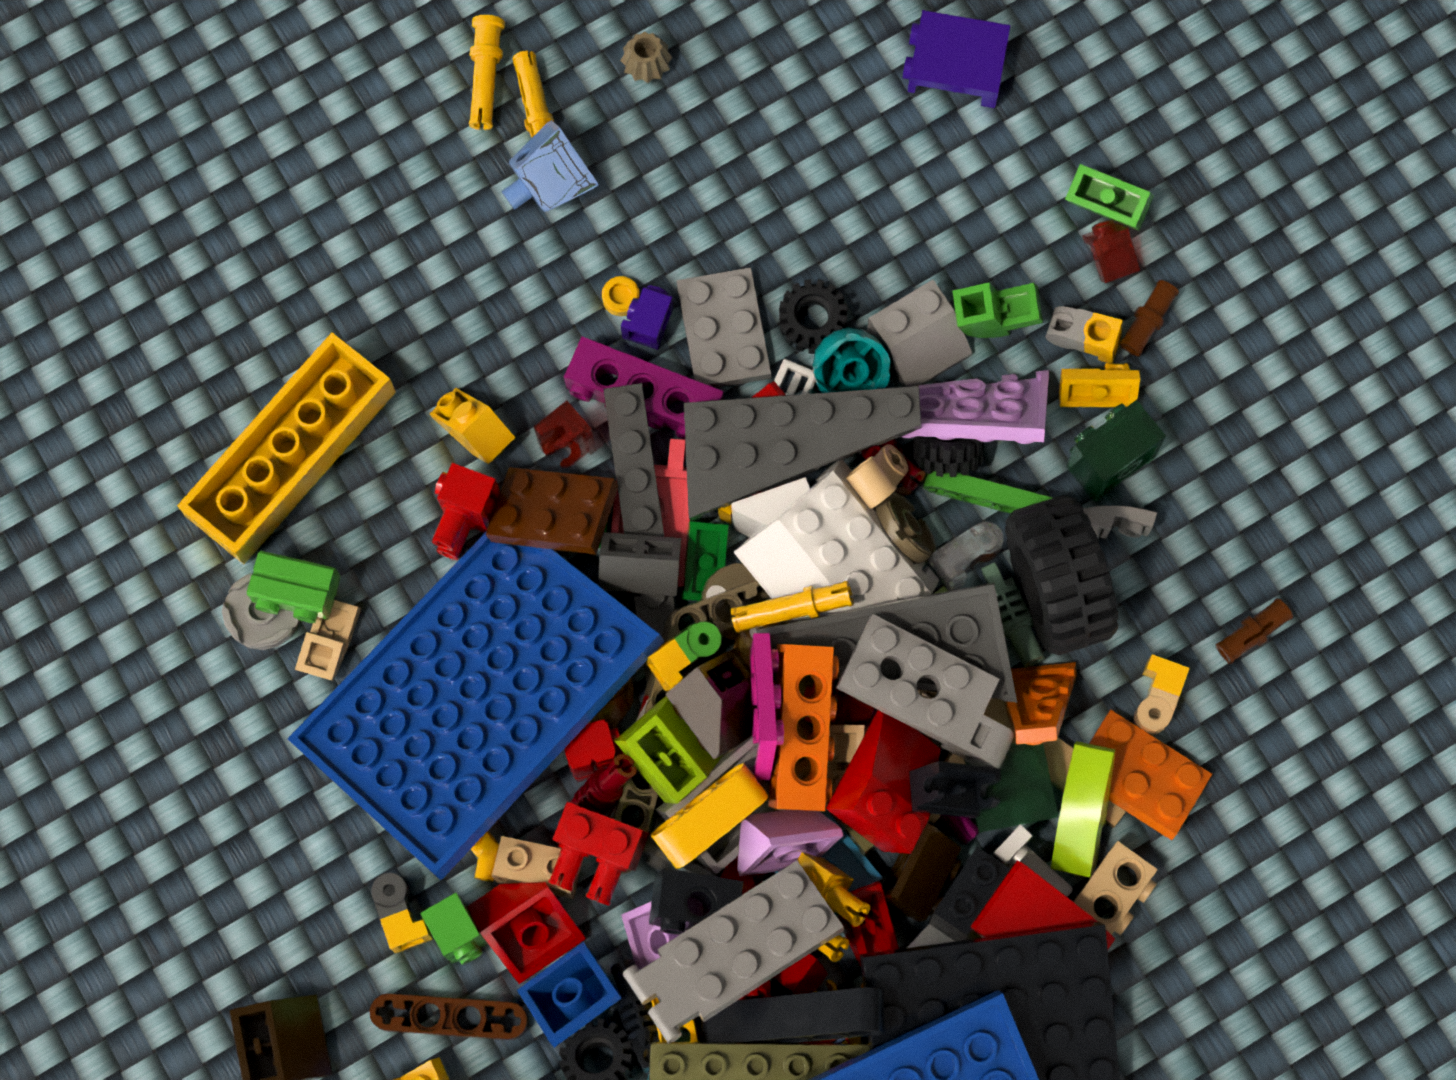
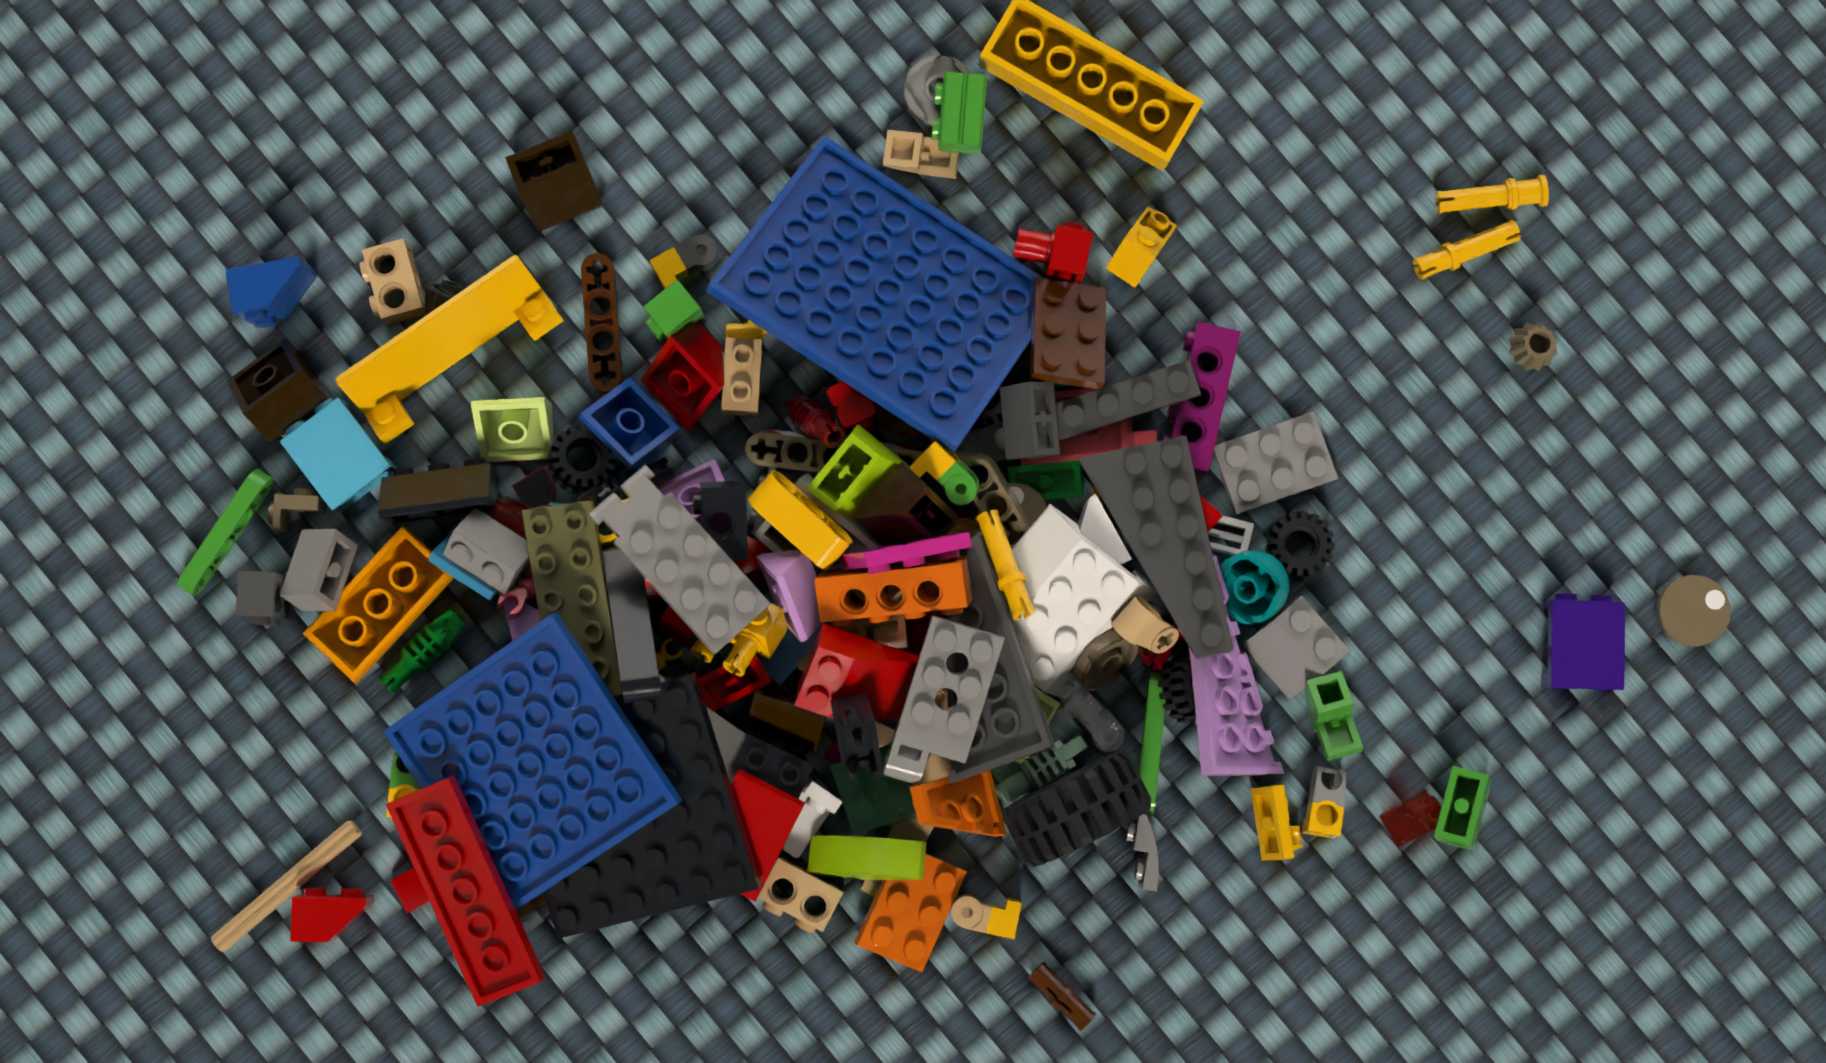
camera: 70 degrees right, 10 degrees up
(548, 171) = (1399, 272): medium blue torso -> none
(565, 429) = (1144, 329): clear red hinge -> none
(611, 841) = (769, 428): red brick -> none
(618, 295) = (1291, 362): yellow tile -> none
(648, 317) = (1273, 391): dark purple brick -> none
(1114, 449) = (1211, 845): clear green brick -> none
(1149, 318) = (1351, 861): reddish brown pin -> none

